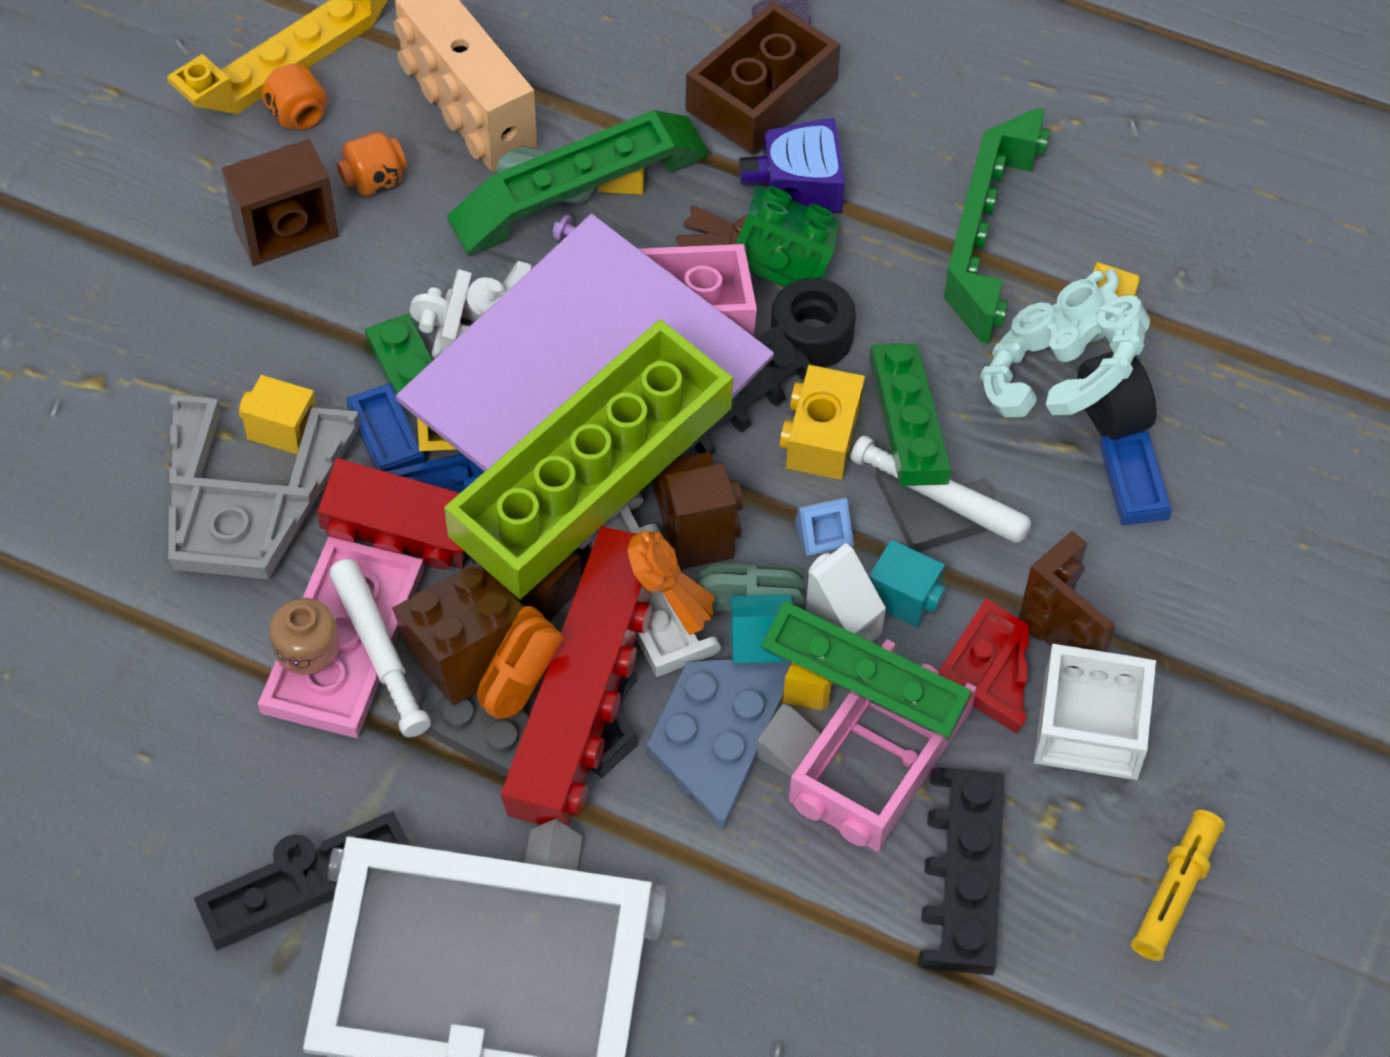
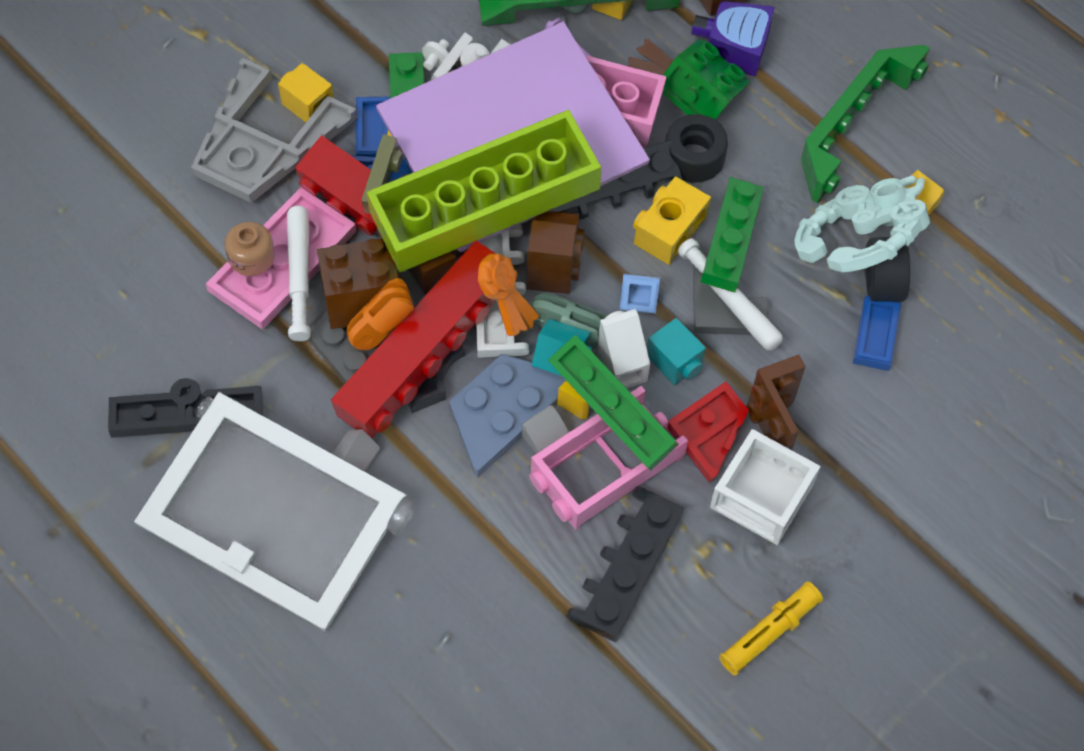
camera: 20 degrees right, 5 degrees up
(443, 462) = (386, 161): none -> olive plate

